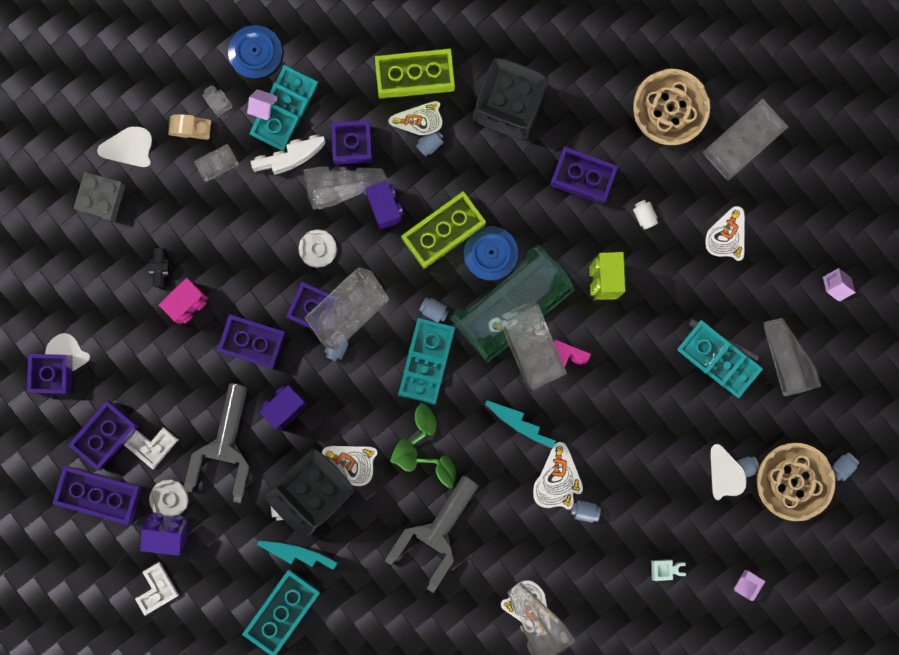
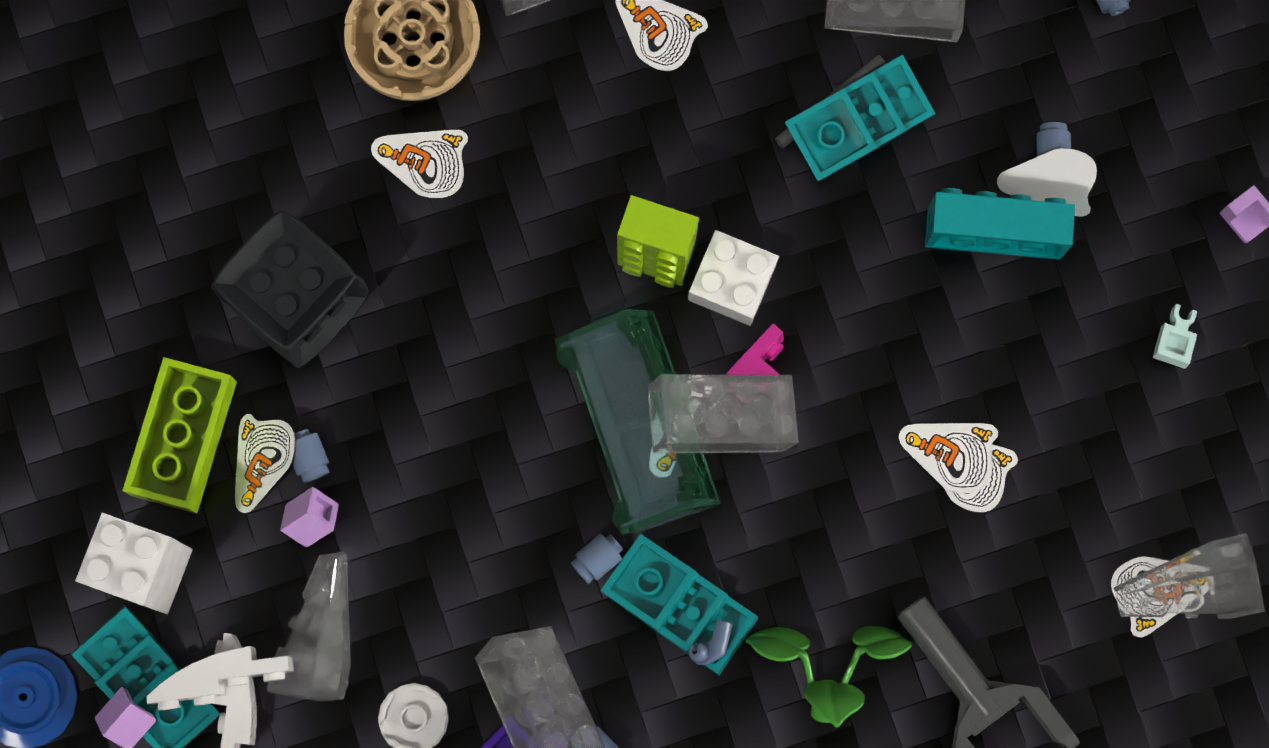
camera: 65 degrees left, 5 degrees down
(297, 136) = (205, 677): none -> white slope
(339, 77) = (134, 563): none -> white brick
(351, 142) = (254, 588): dark purple brick -> none
(383, 204) = (384, 573): dark purple brick -> none
(398, 155) = (309, 517): none -> lavender panel
(410, 387) = (713, 648): none -> sand blue arm
(443, 230) = (468, 489): lime brick -> none
(484, 264) = (541, 448): blue piece -> none
(513, 419) = (840, 492): teal slope -> none
(583, 175) = (469, 220): dark purple brick -> none
(586, 511) = (1032, 433): sand blue brick -> none
(607, 324) = (733, 277): none -> white brick
(608, 140) = (424, 160): none -> sticker
(645, 214) = (573, 145): white brick -> none
(690, 453) = (1000, 224): none -> teal brick
(817, 488) = (1131, 45): tan brick -> none

